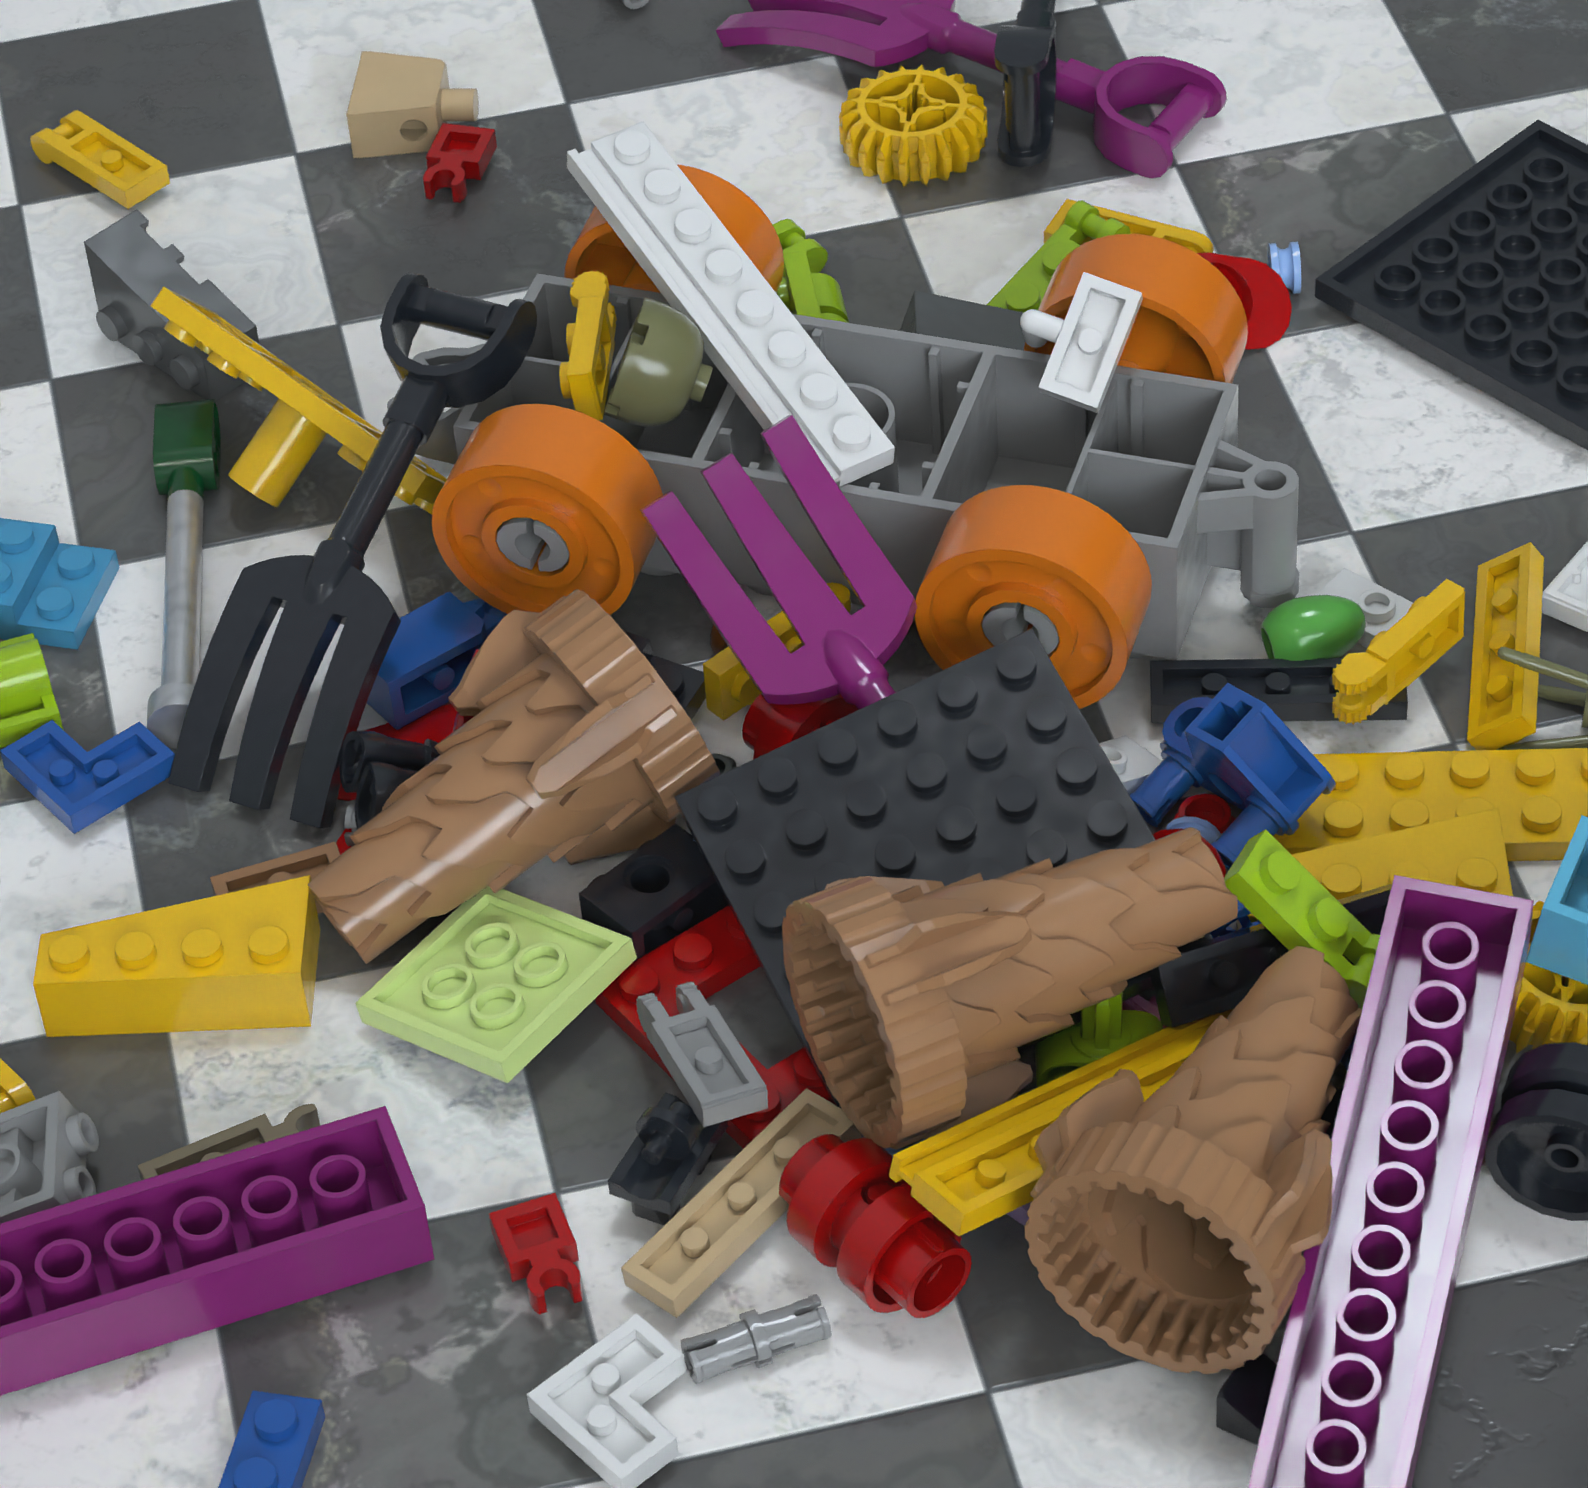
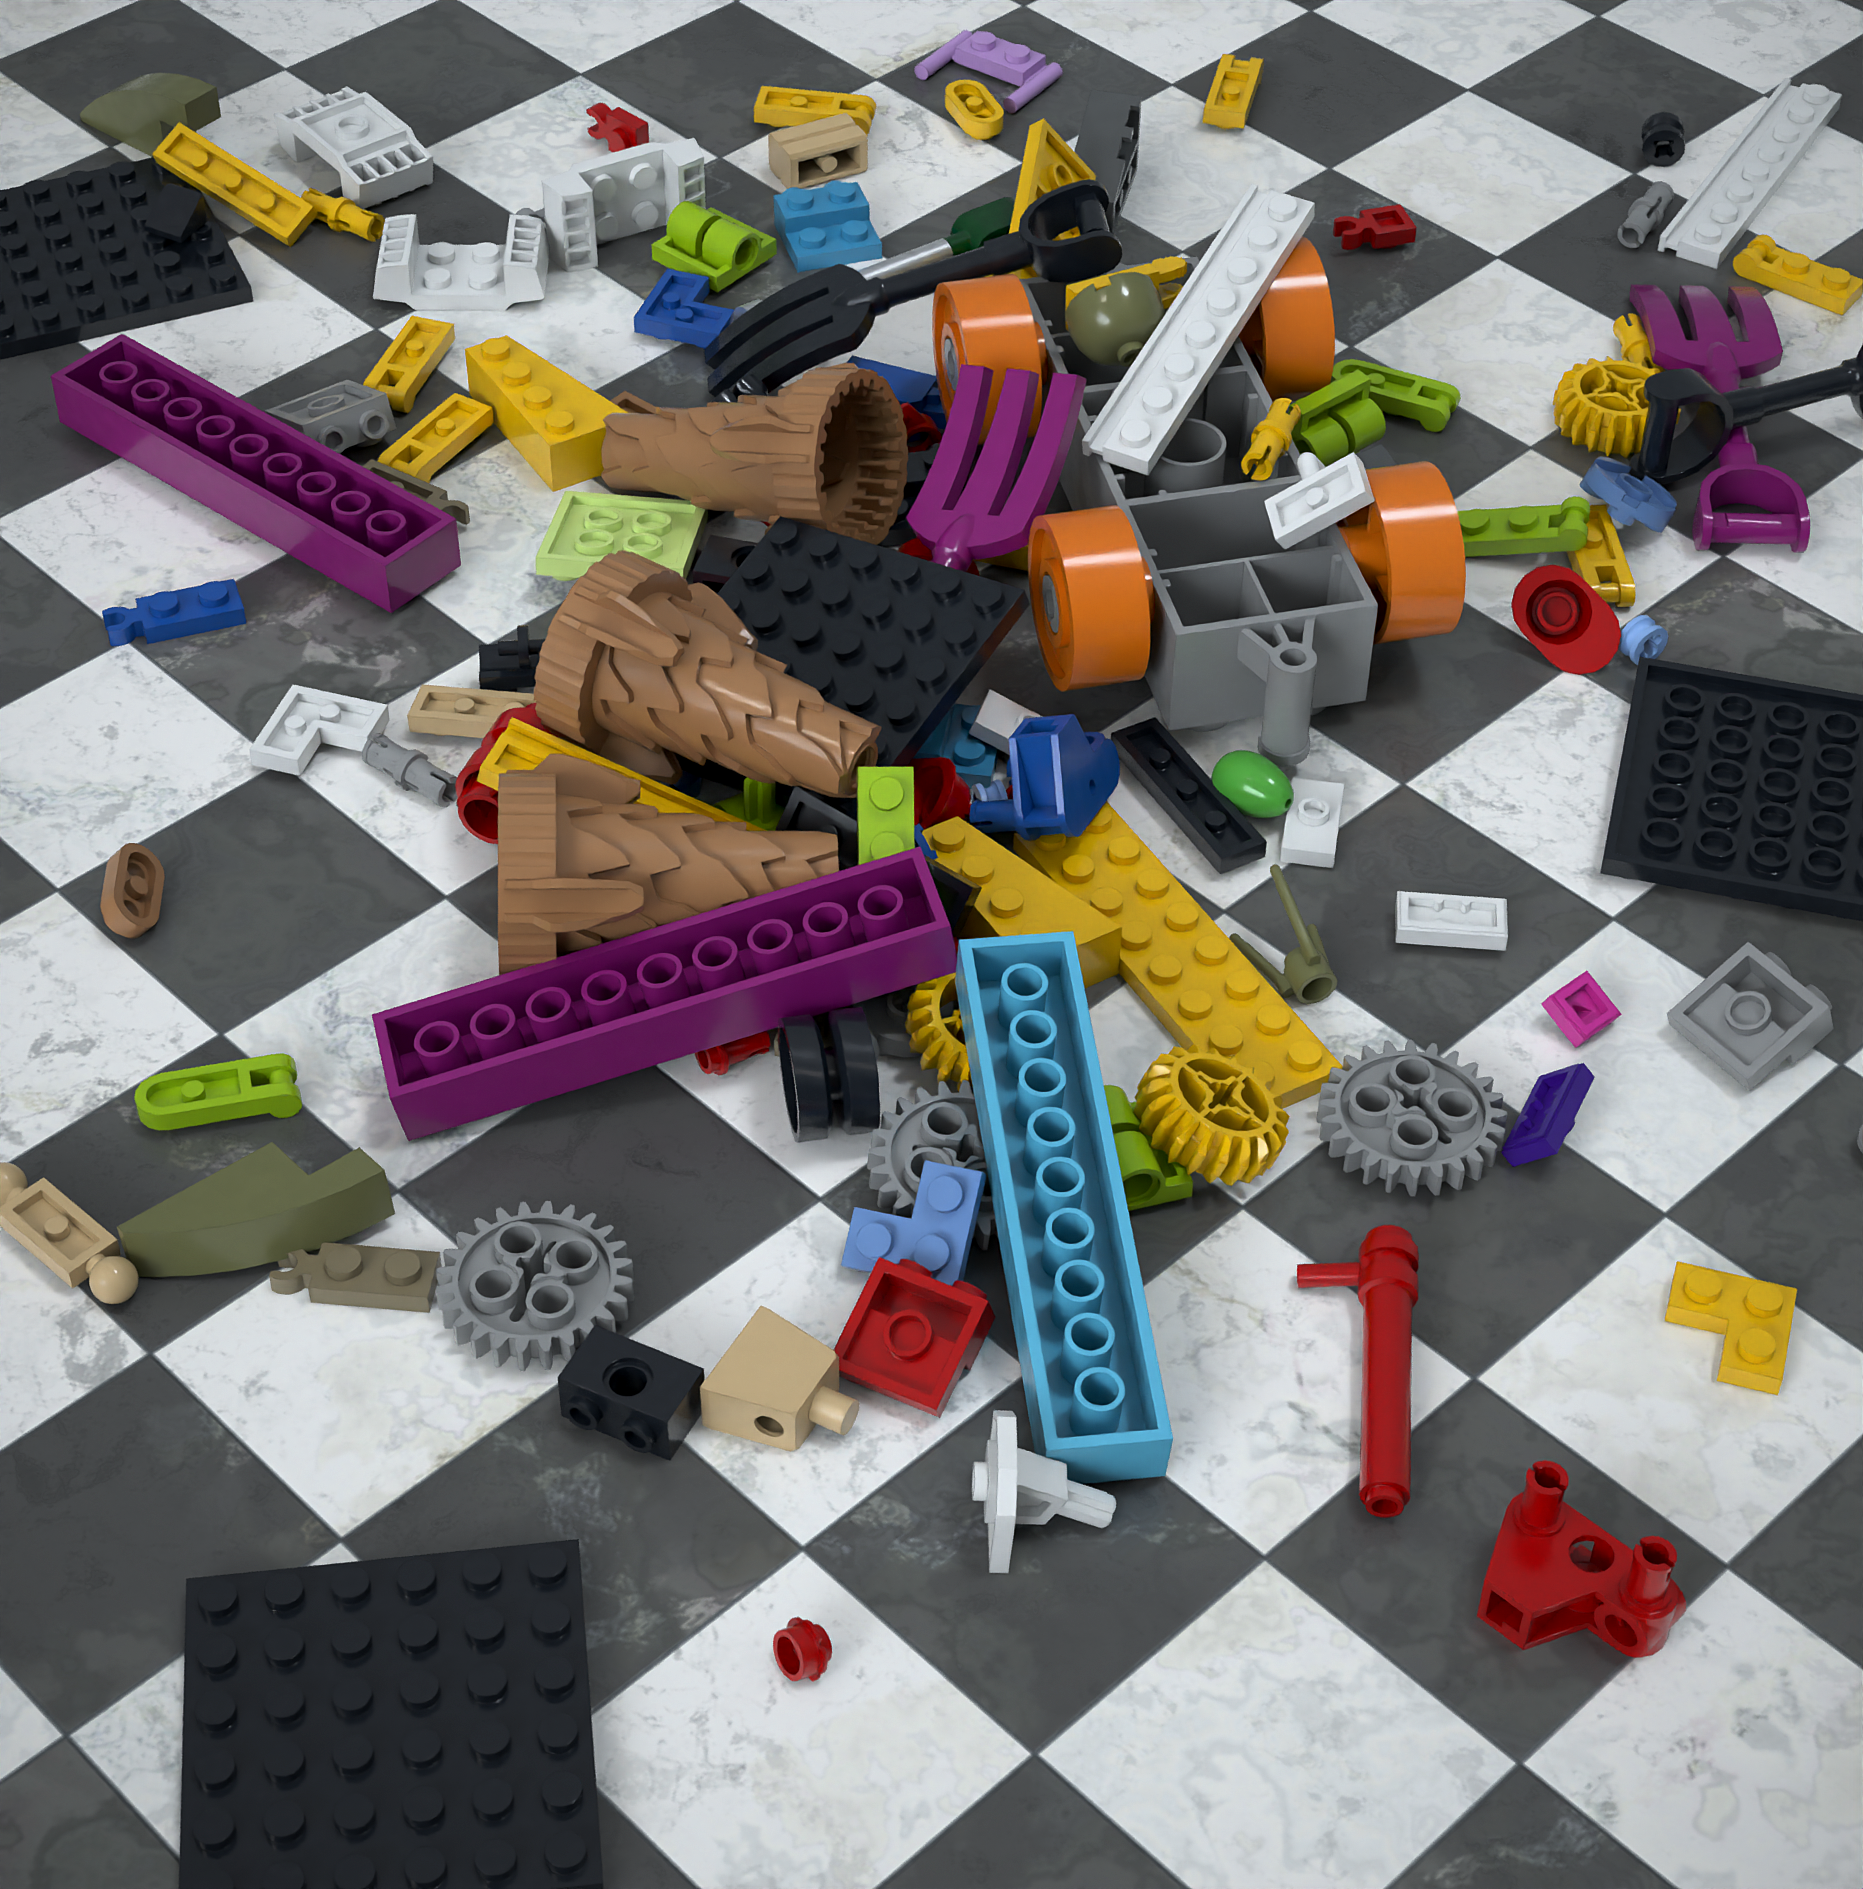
camera: 55 degrees right, 0 degrees up
(136, 1088) = (438, 437): none -> yellow plate
(402, 104) = (1403, 175): tan torso -> none
(538, 1247) = (421, 644): red plate -> none
(820, 71) = (1634, 341): none -> yellow pin
(927, 342) = (1271, 439): none -> yellow pin
(1067, 173) = (1629, 496): none -> medium blue plate
(1399, 654) = (1247, 826): yellow hinge -> none
(1510, 617) = (1347, 890): yellow plate -> none

